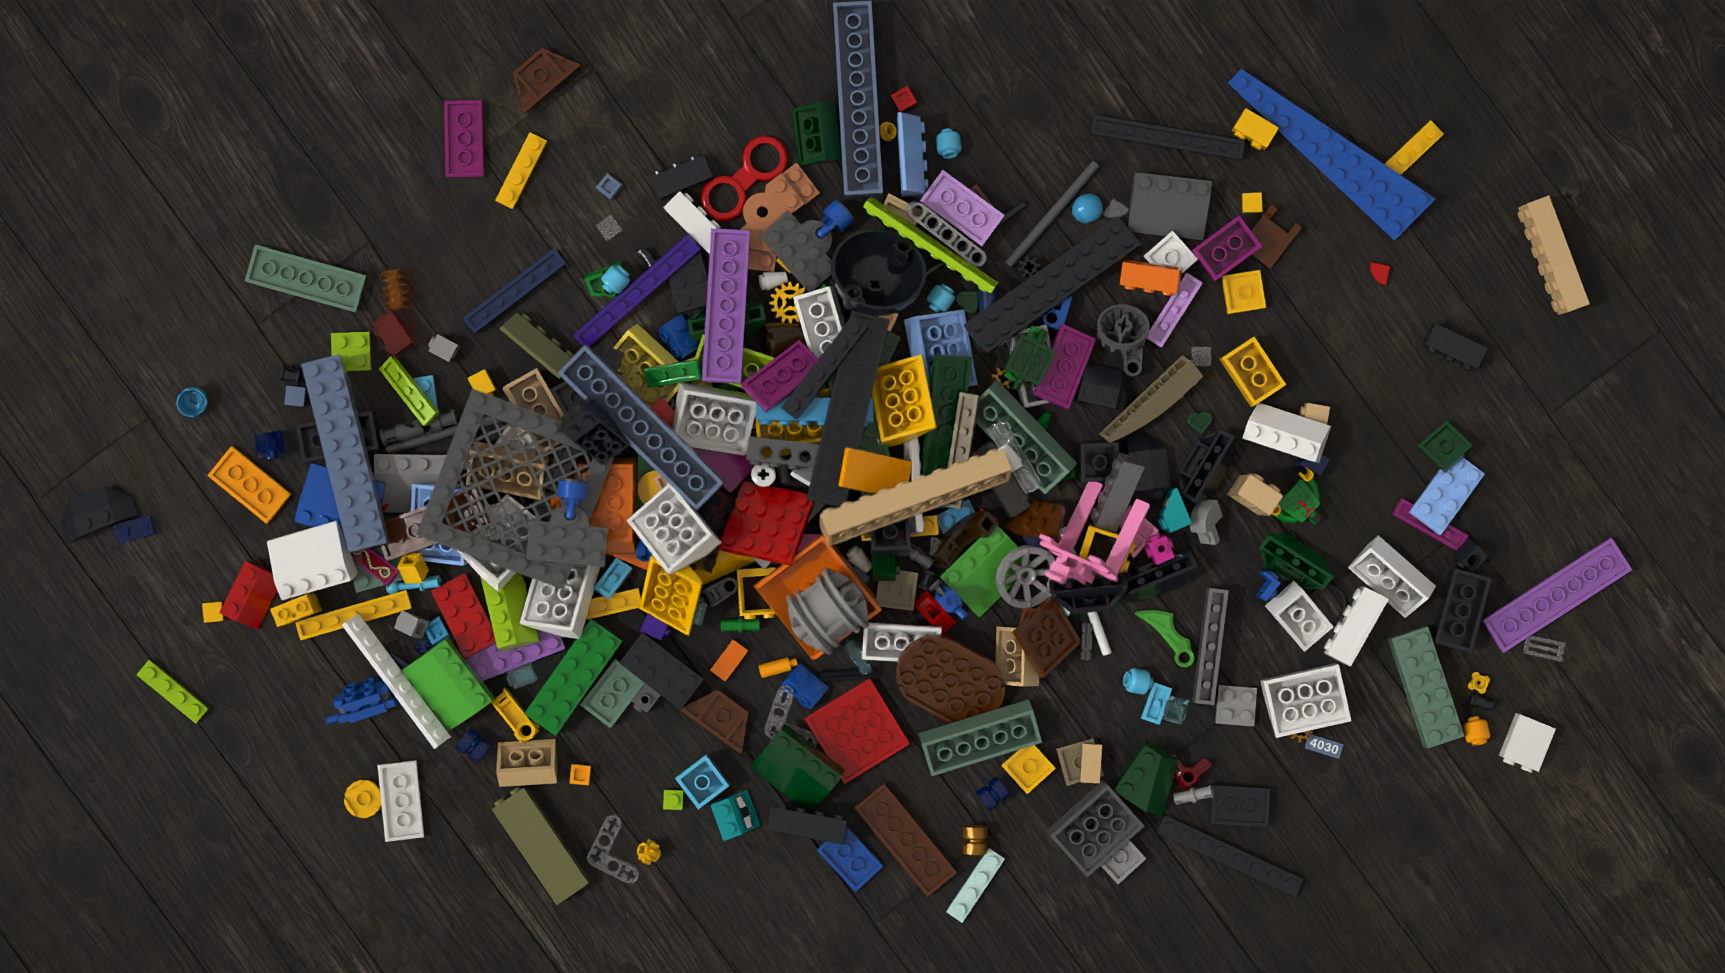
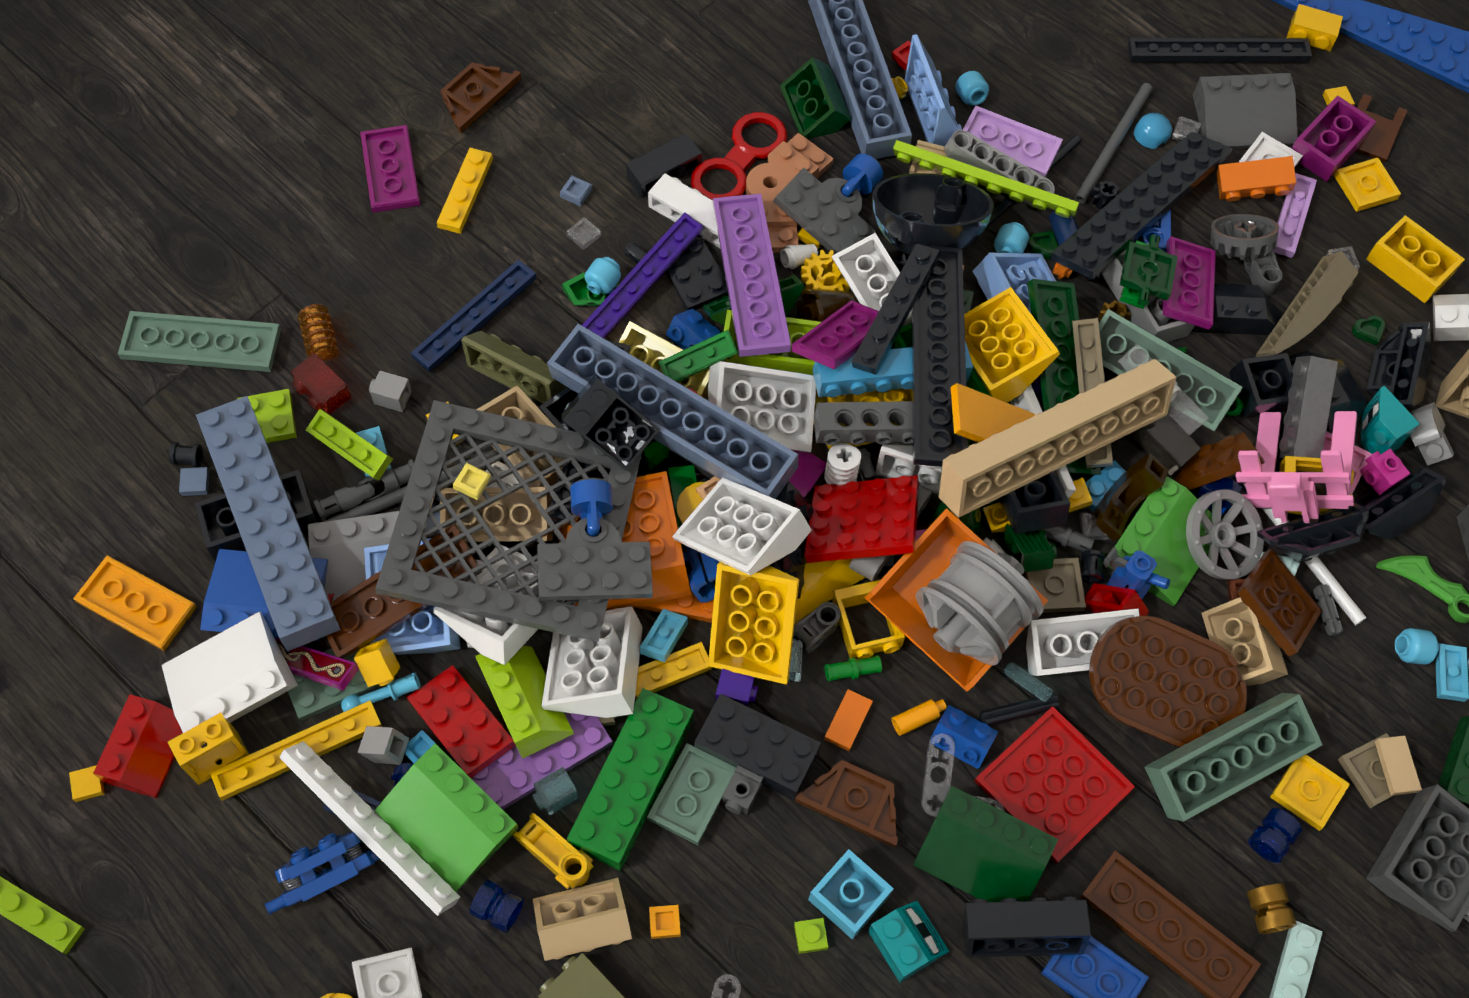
camera: 10 degrees left, 25 degrees down
(192, 401) = (49, 505): dark azure hair -> none
(269, 445) = (159, 541): clear blue brick -> none
(491, 459) = (471, 481): none -> light yellow tile

